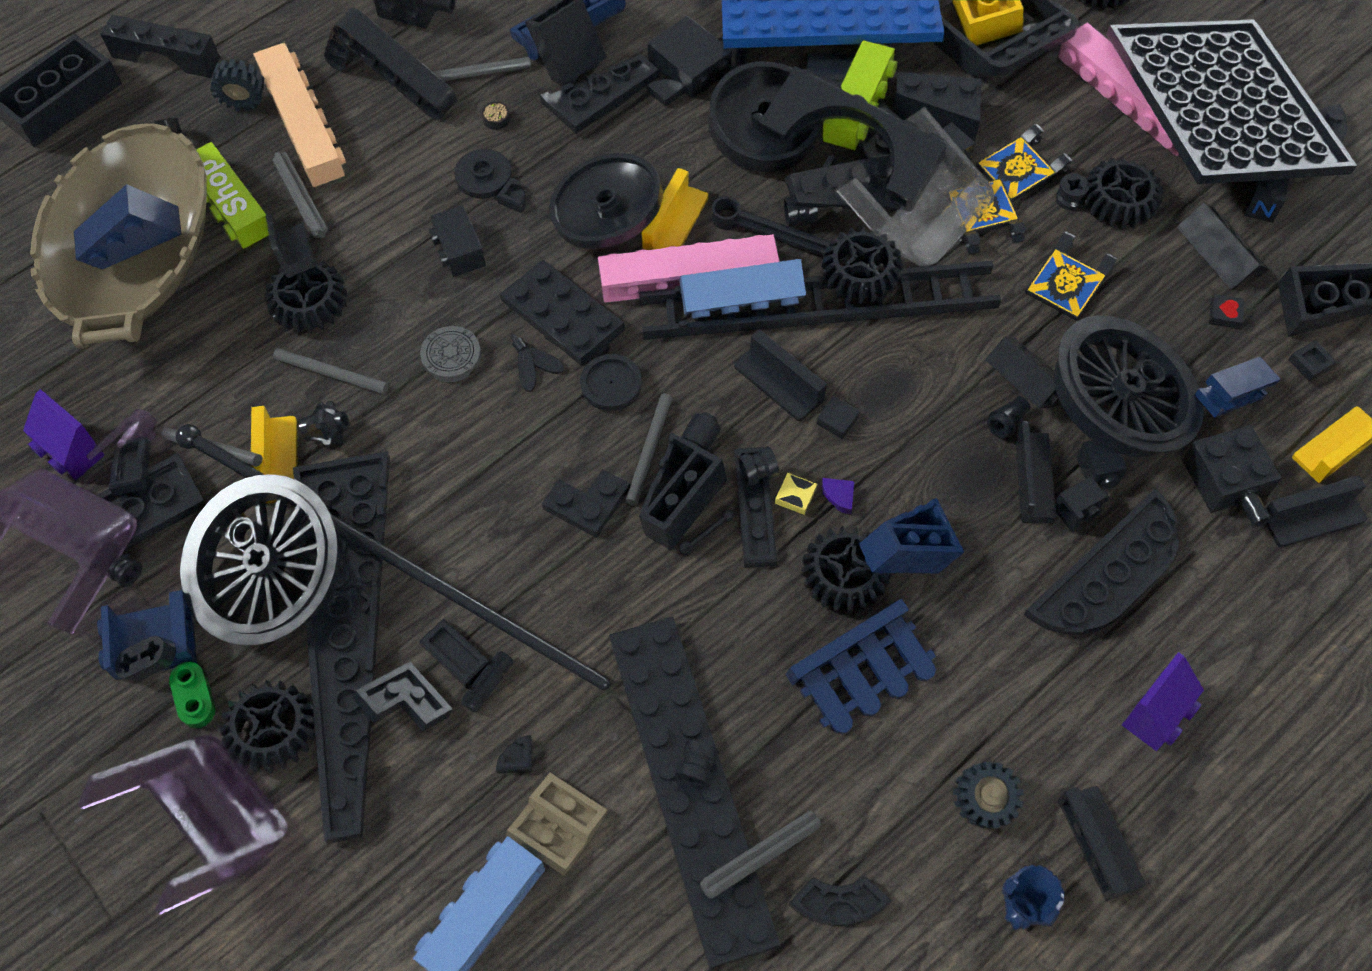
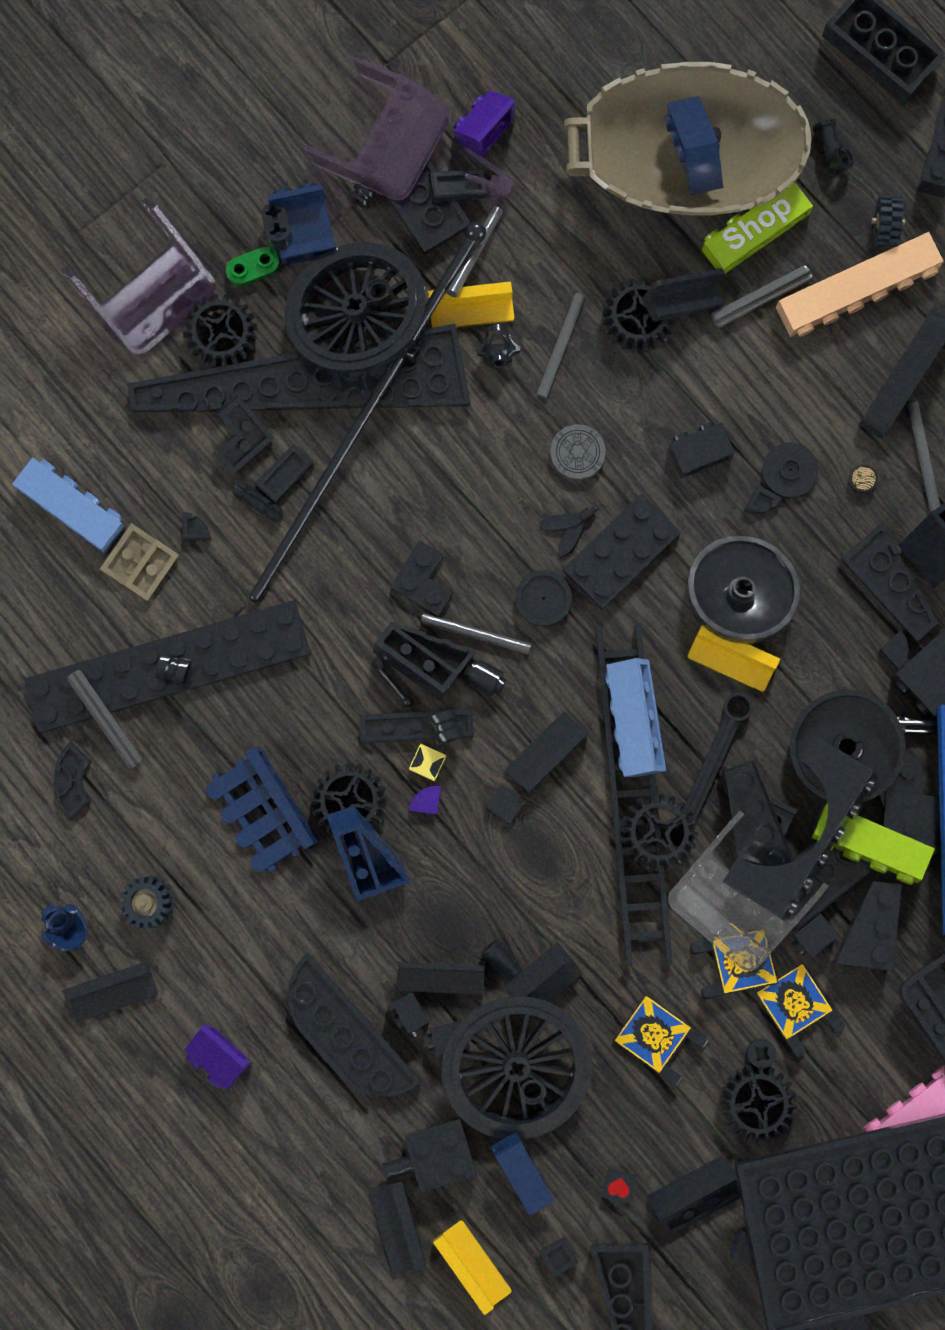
camera: 90 degrees right, 20 degrees up
(661, 269) = (668, 670): bright pink brick -> none

